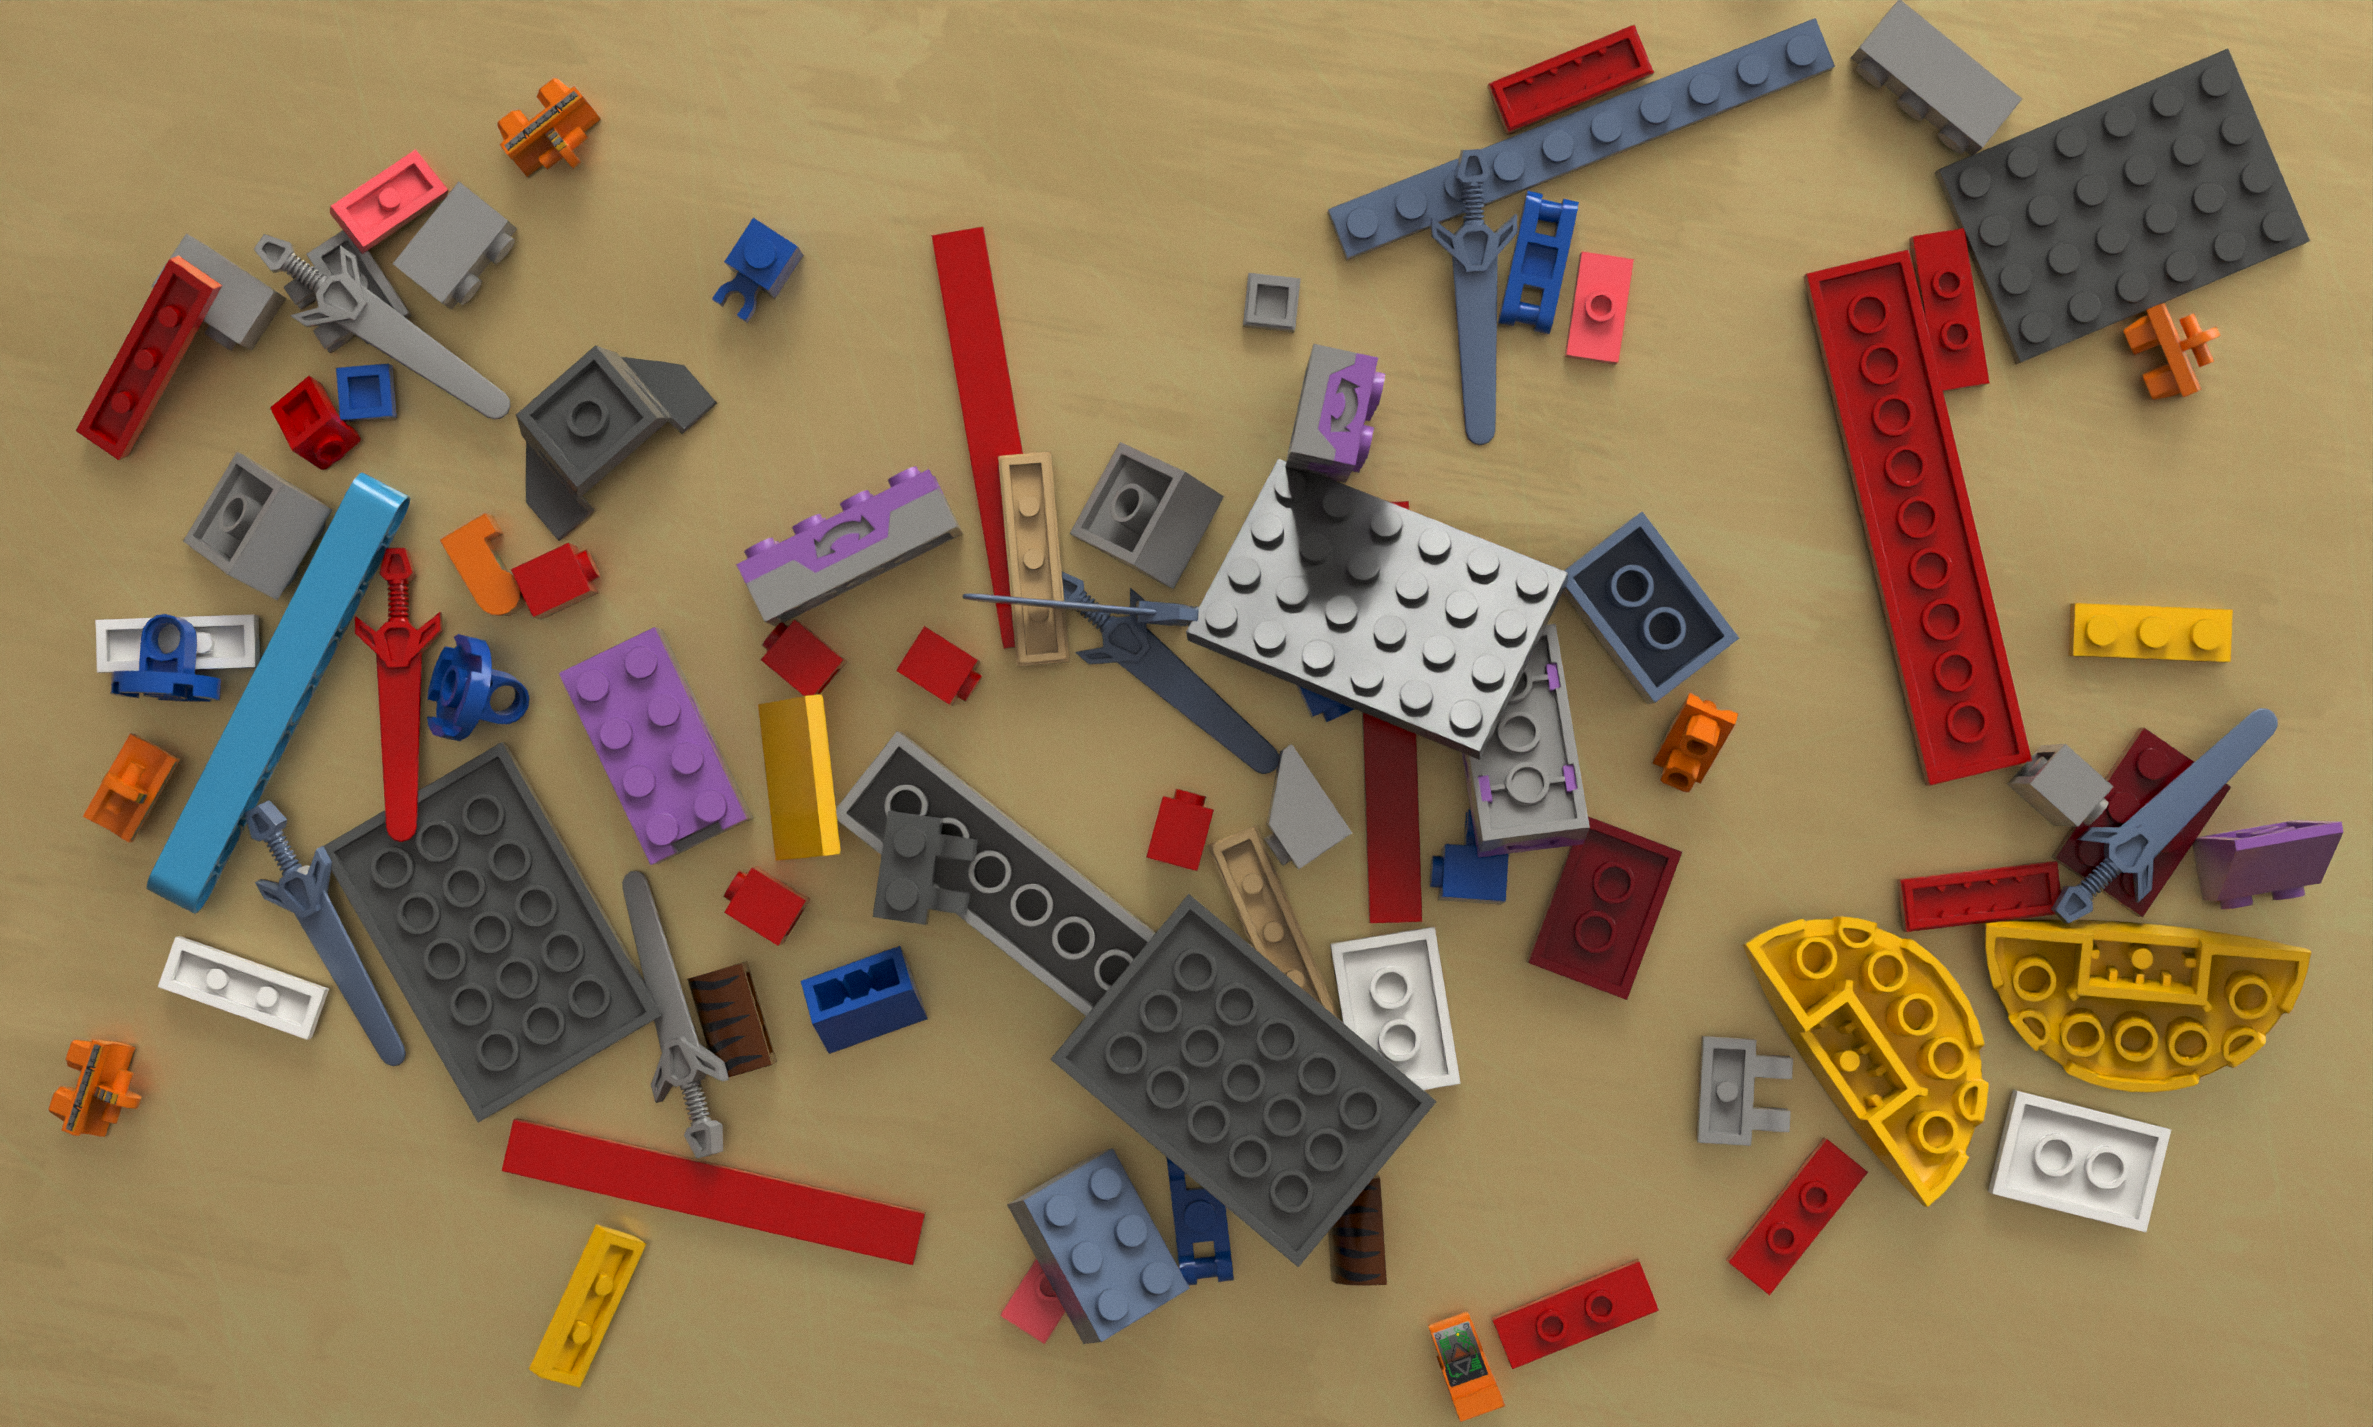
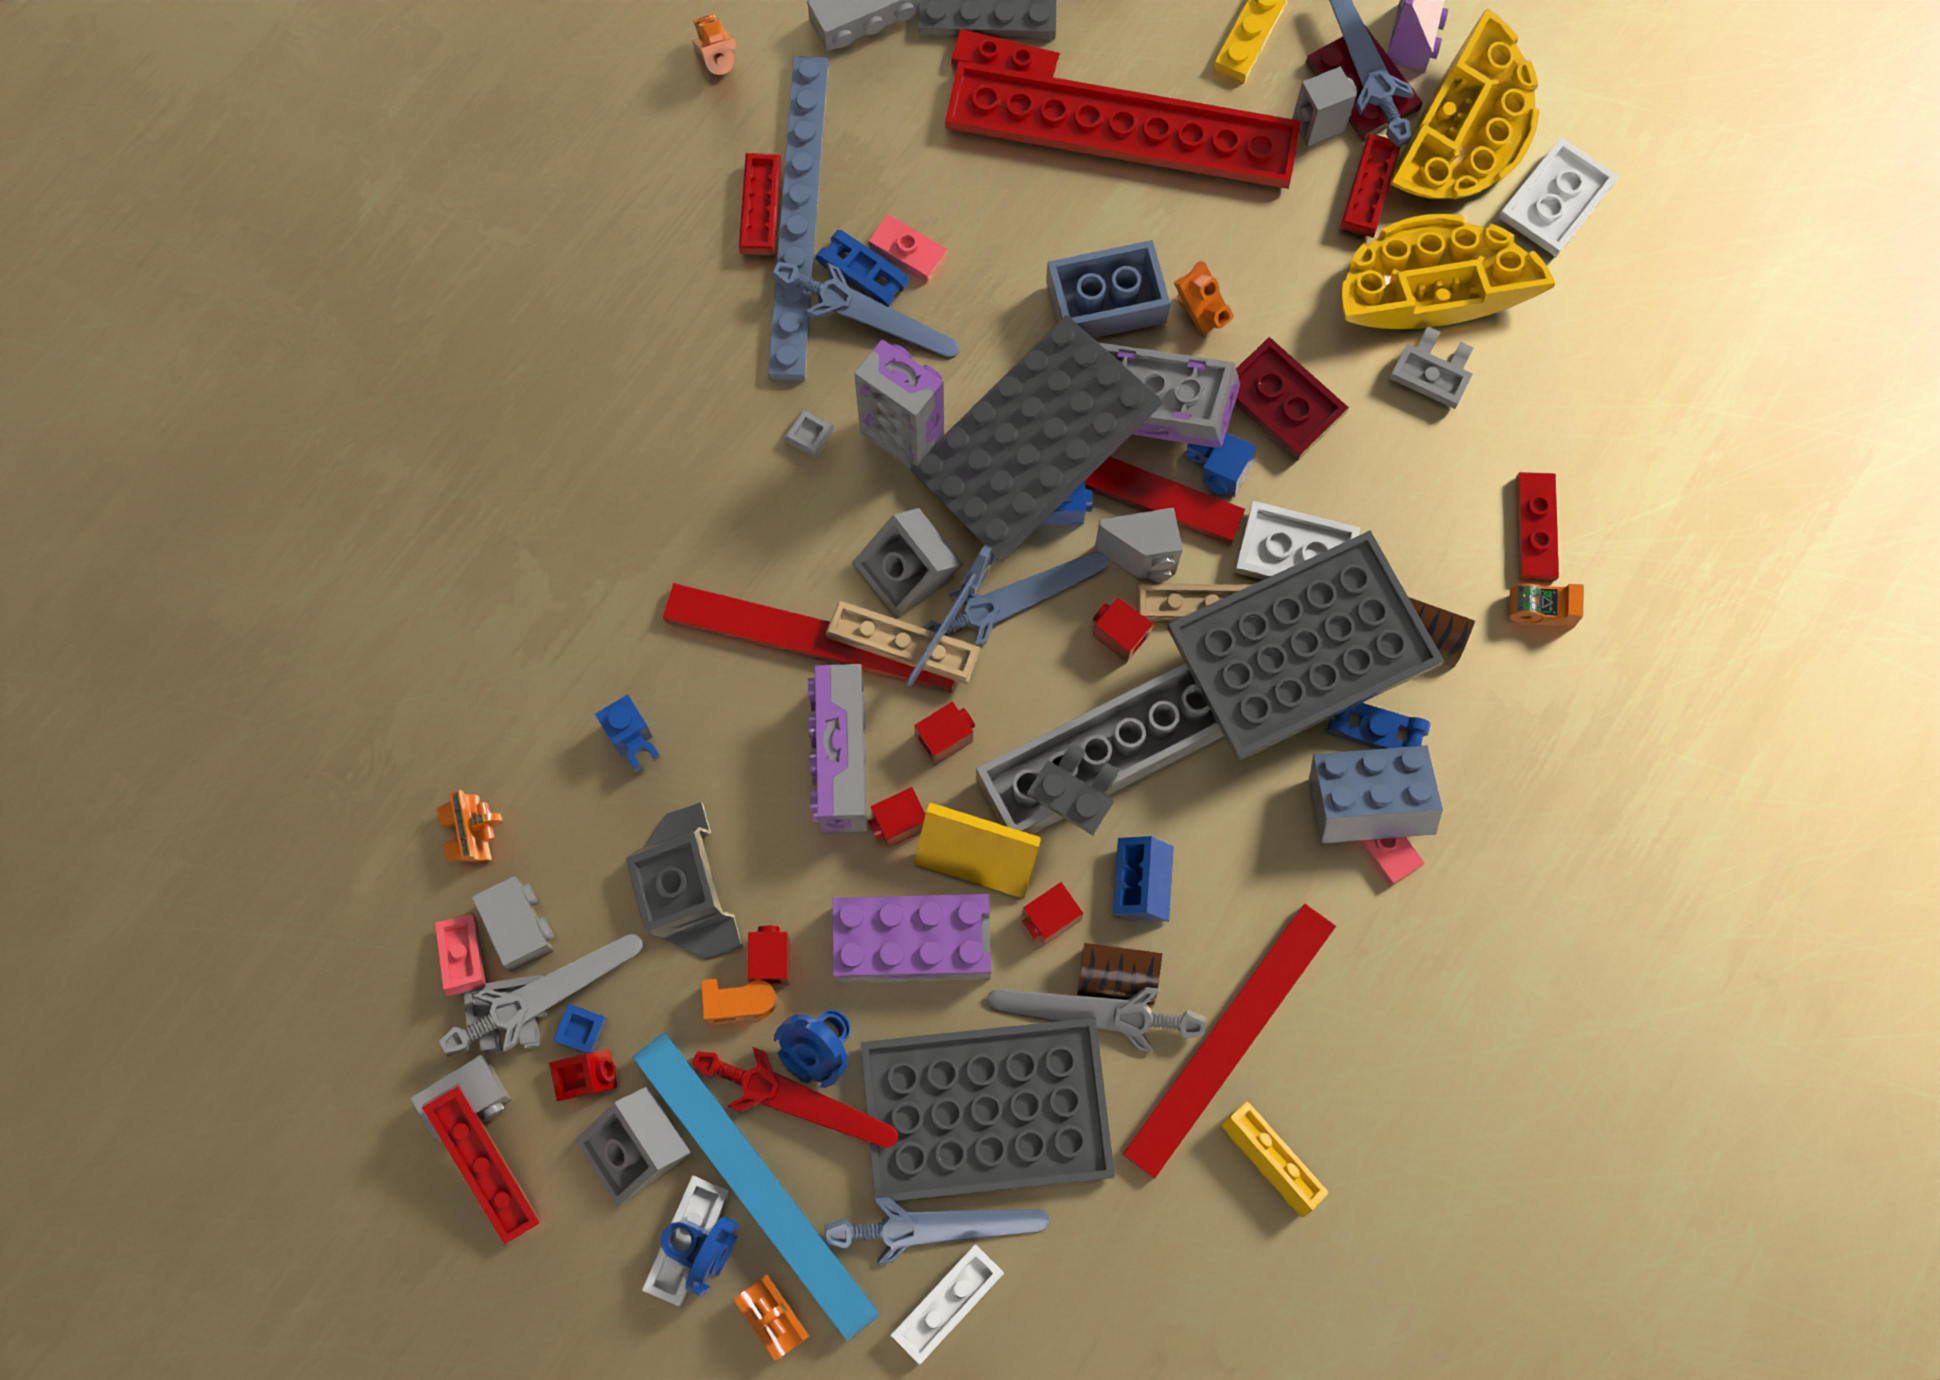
camera: 60 degrees left, 15 degrees down
(1797, 1216) = (1527, 371): red plate -> none

